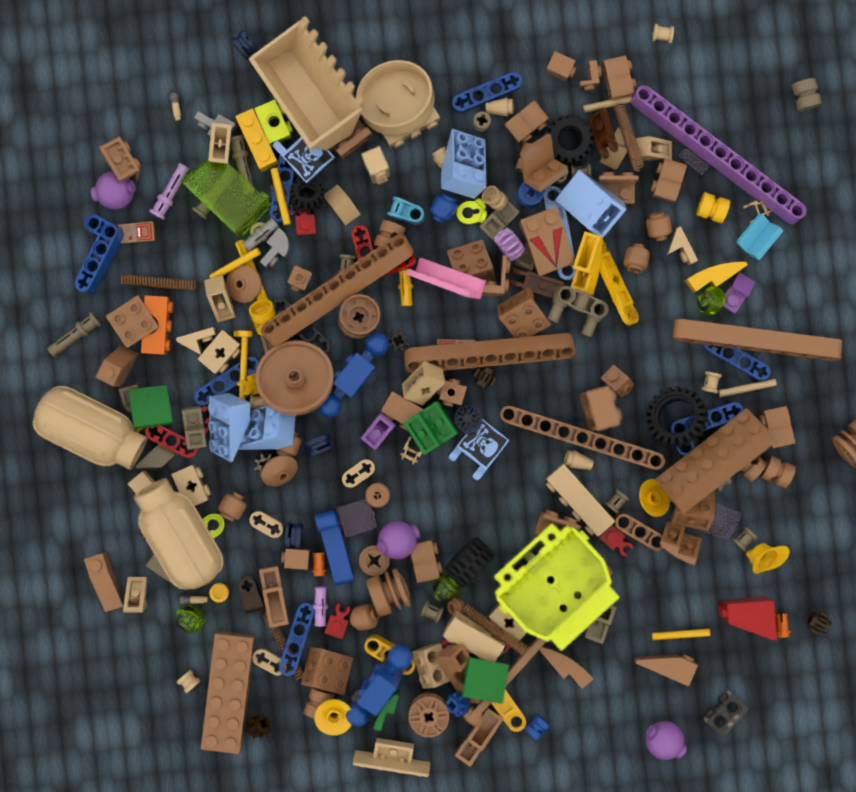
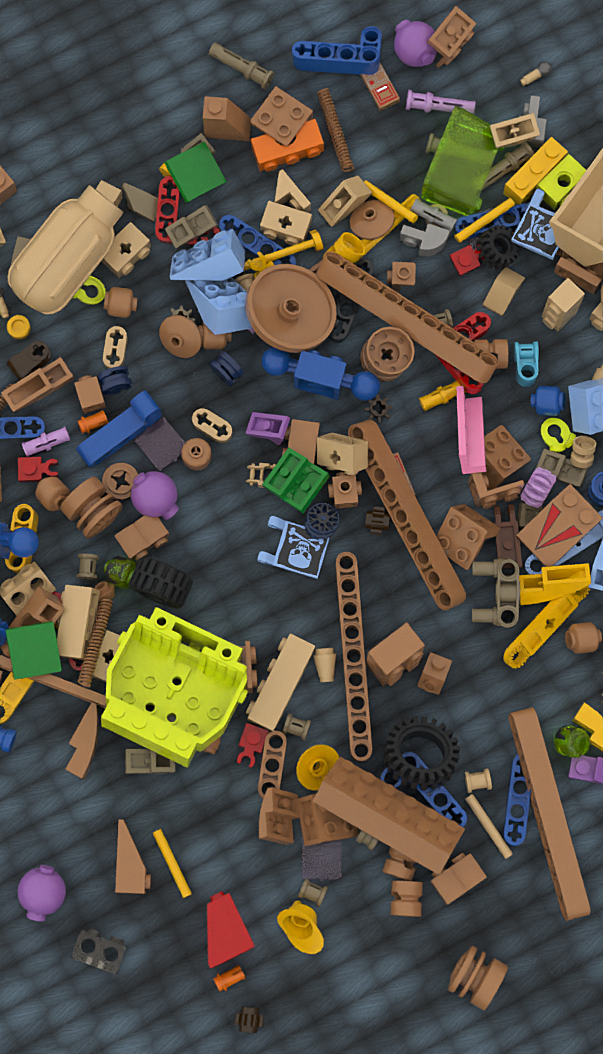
camera: 65 degrees right, 10 degrees down
(87, 428) = (145, 115): tan piece -> none

